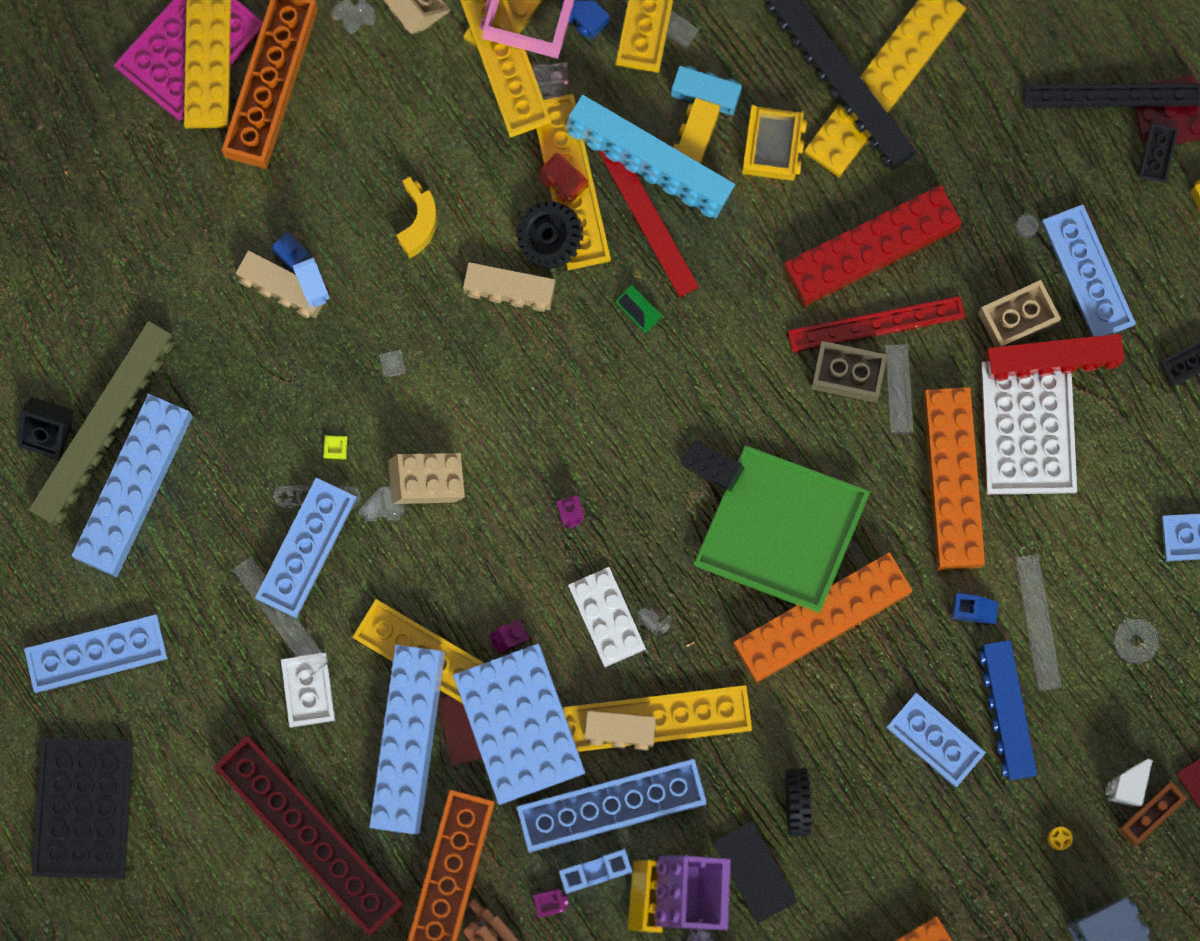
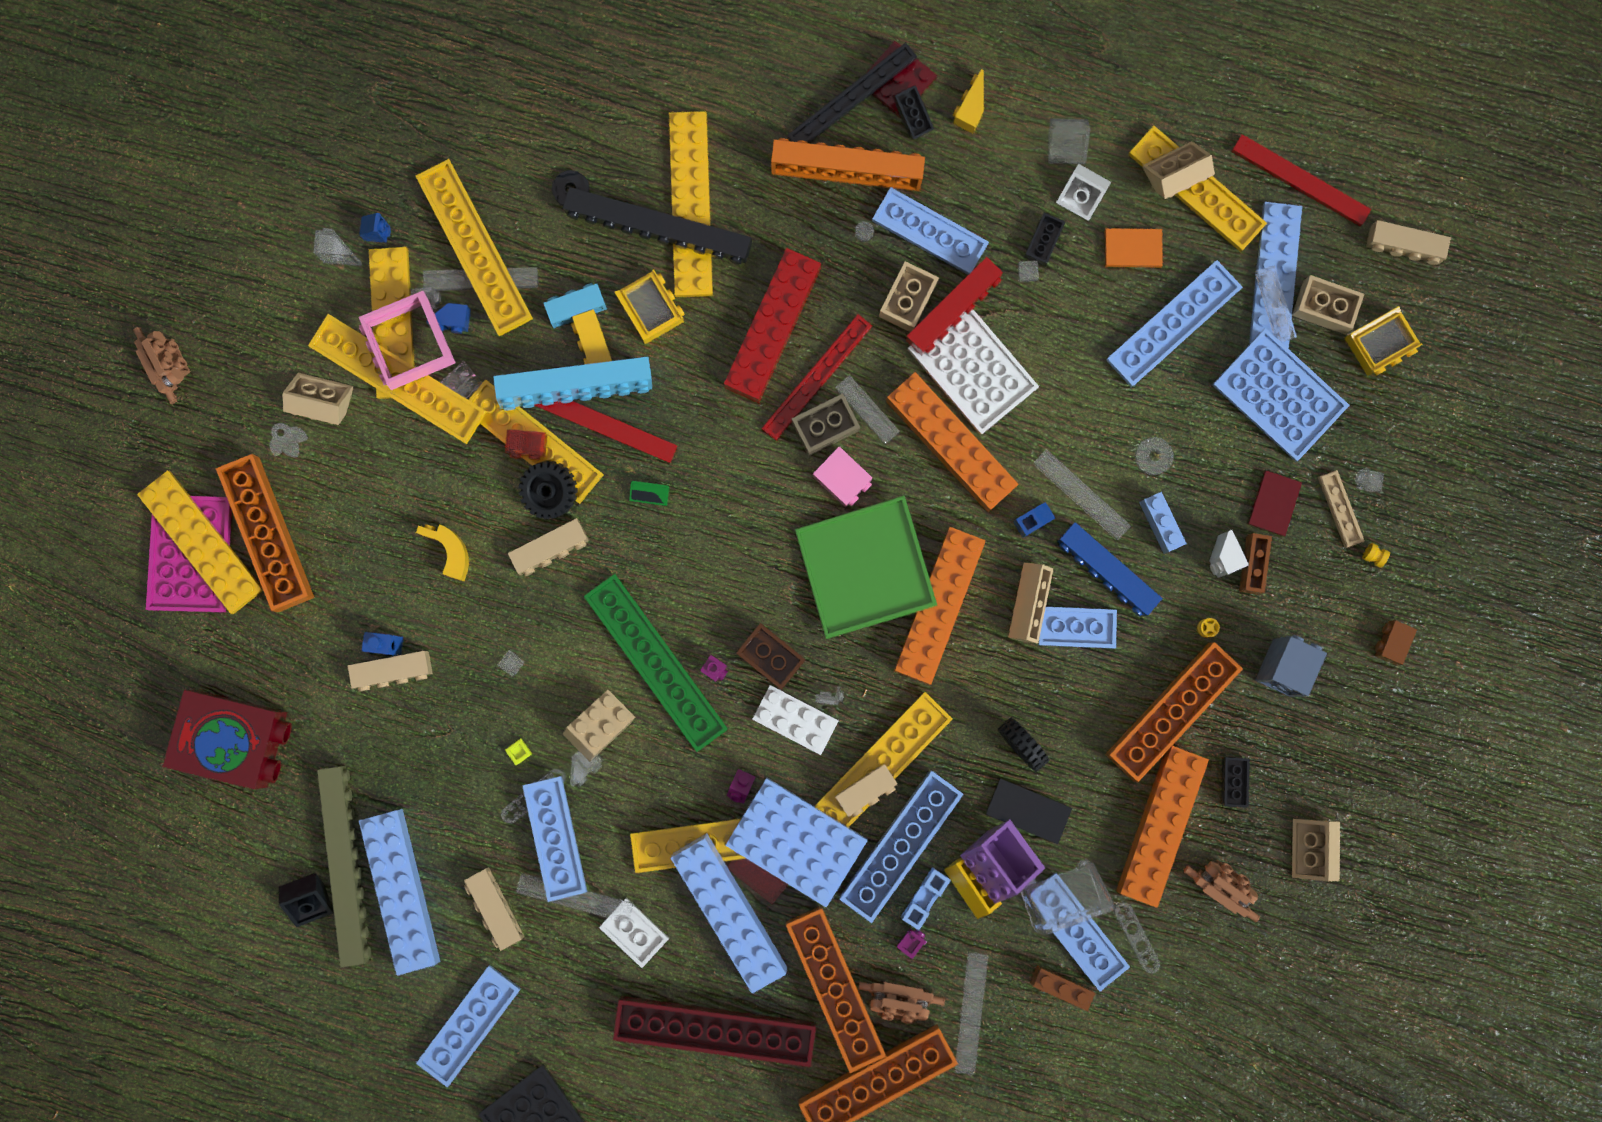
camera: 45 degrees left, 5 degrees up
(93, 232) = (227, 740): none -> dark red brick
(202, 568) = (494, 909): none -> tan brick
(311, 282) = (410, 655): light blue slope -> none
(522, 465) = (656, 662): none -> green plate
(630, 540) = (770, 656): none -> reddish brown brick
(712, 465) = (785, 561): black piece -> none
(826, 432) = (843, 477): none -> bright pink brick
(909, 681) = (1030, 602): none -> tan brick
(964, 887) = (1173, 711): none -> orange brick
(1058, 153) = (847, 164): none -> orange brick
(1093, 707) = (1162, 522): none -> light blue brick
(1151, 379) = (1028, 271): none -> clear plate

